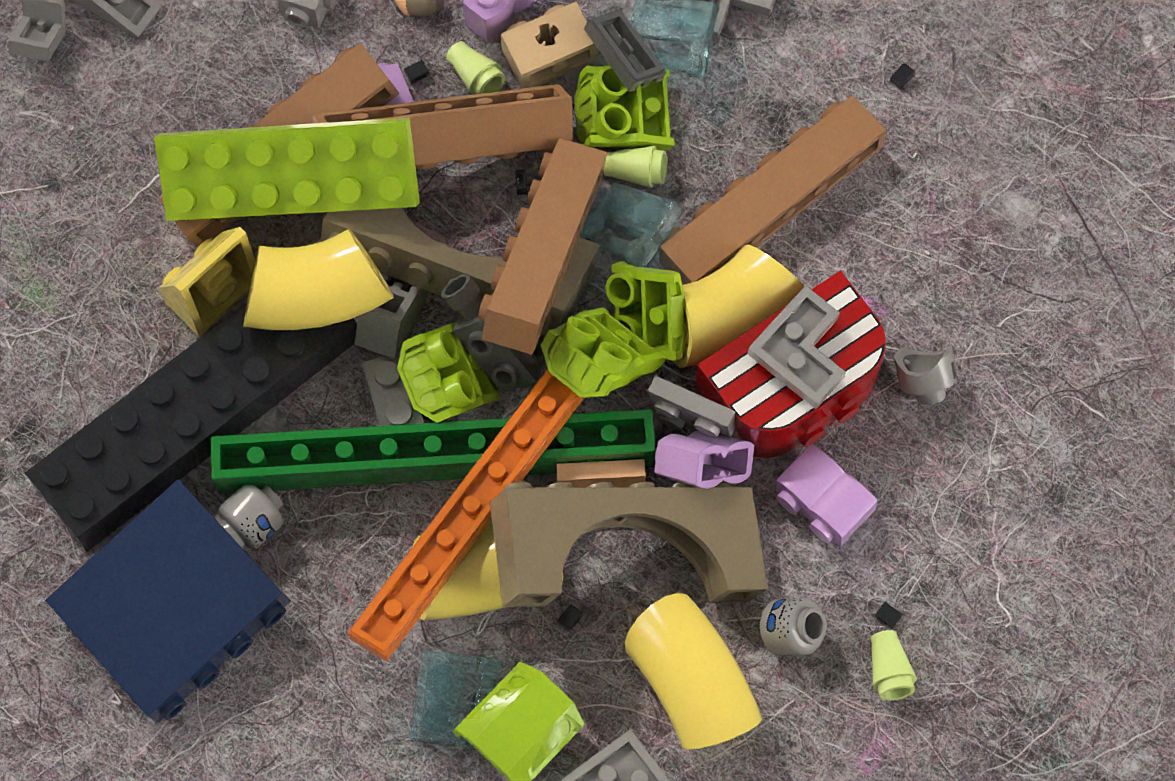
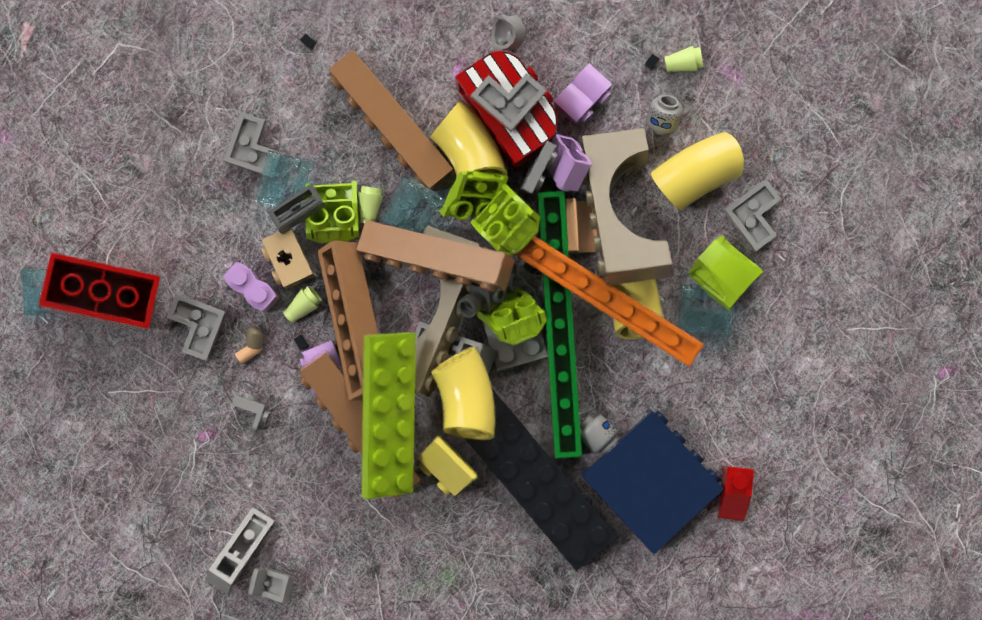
camera: 95 degrees left, 15 degrees up
(145, 744) = (736, 492): none -> red slope

